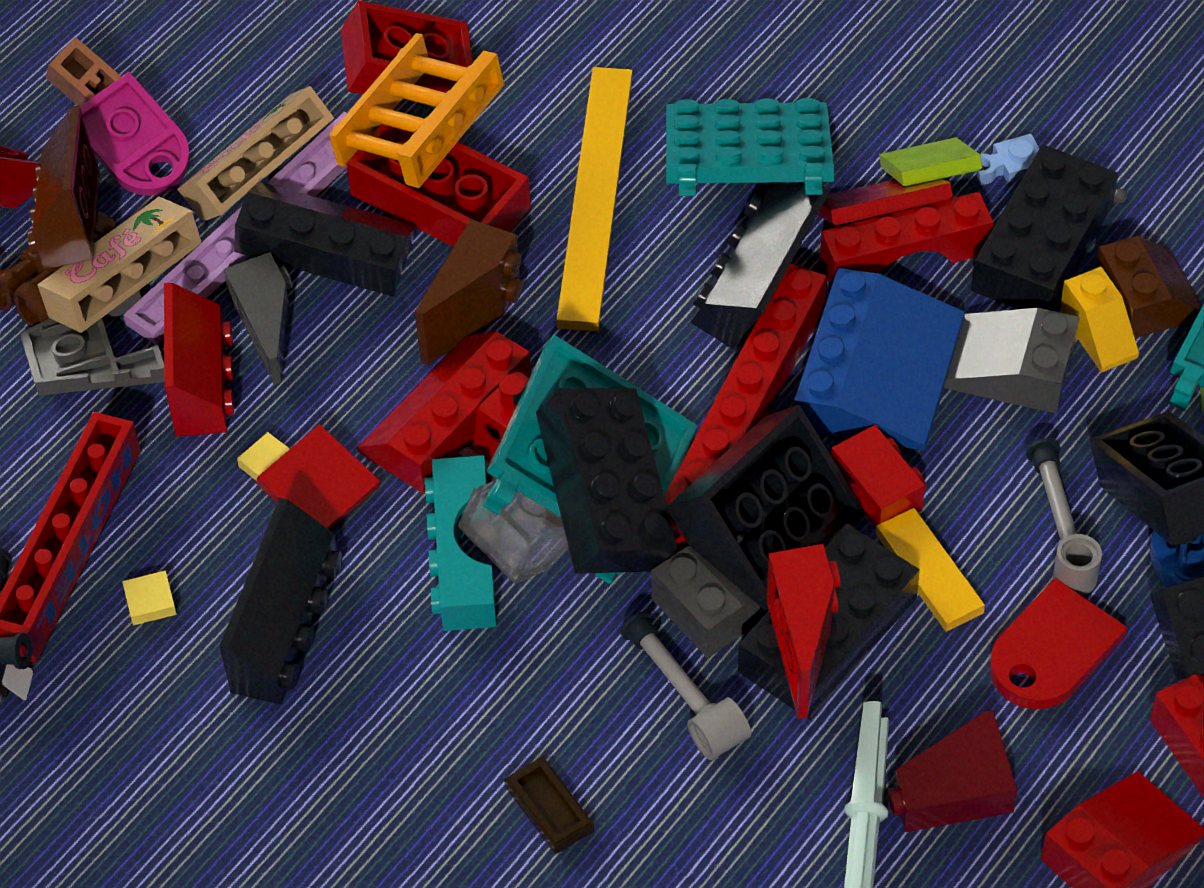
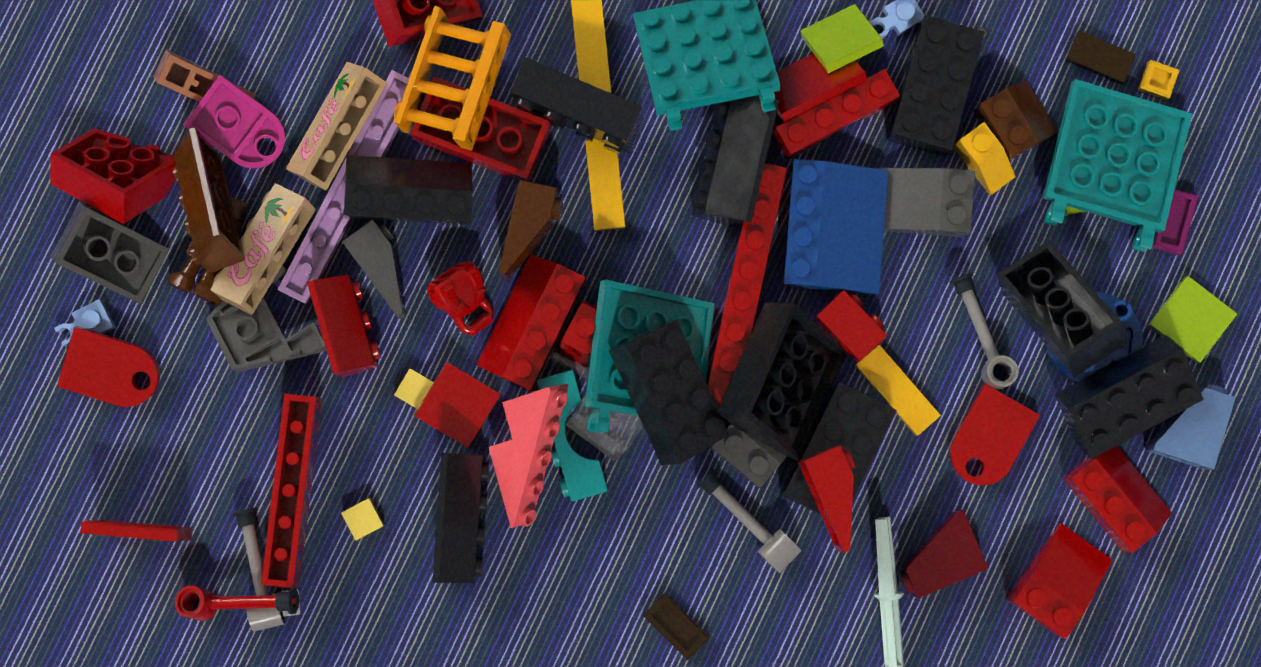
camera: 15 degrees left, 30 degrees up
(361, 354) = (459, 294): none -> red piece
(391, 544) = (524, 459): none -> coral slope
(572, 166) = (577, 106): none -> black brick

